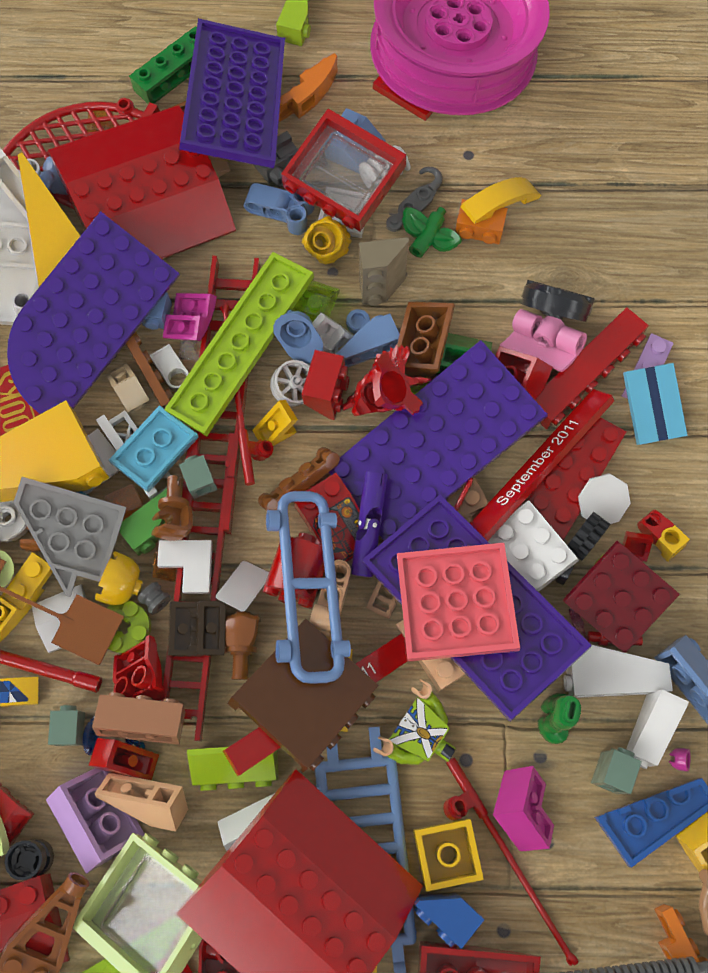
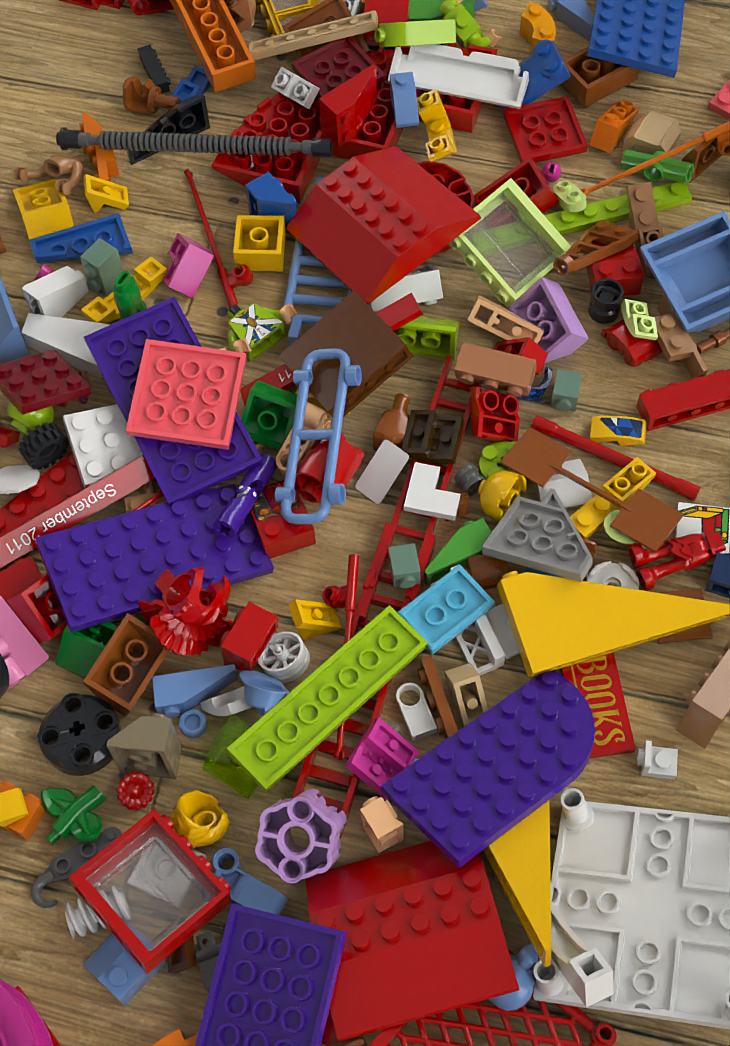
camera: 165 degrees left, 10 degrees down
(174, 512) = (435, 531): dark orange piece -> none
(180, 258) = (381, 824): none -> light nougat window
(237, 232) = (280, 851): none -> lavender piece
(303, 479) = (303, 557): dark orange plate -> none
(370, 621) = (269, 414): none -> green slope
(448, 282) = (78, 734): none -> black piece
(579, 751) = (147, 276): none -> yellow slope
(658, 893) = (104, 192): none -> yellow slope

